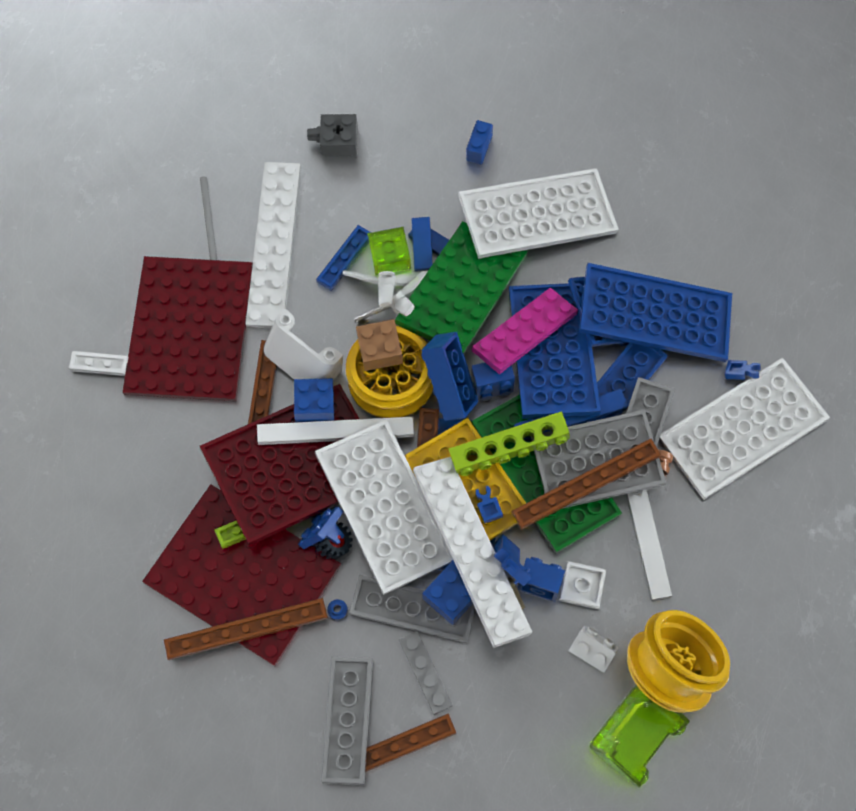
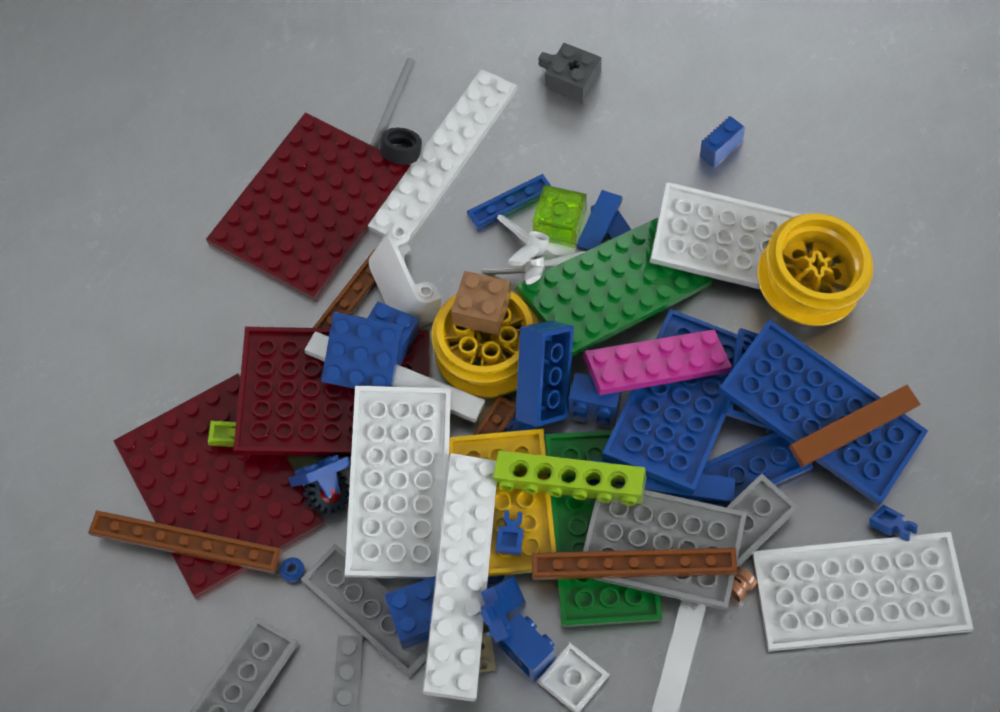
camera: 30 degrees right, 5 degrees down
(98, 363) = (199, 199): white plate -> none
(237, 258) = (398, 154): none -> black tyre
(305, 423) = (361, 352): none -> blue plate
(601, 186) = (816, 300): none -> yellow wheel
(683, 313) = (854, 426): none -> dark orange tile

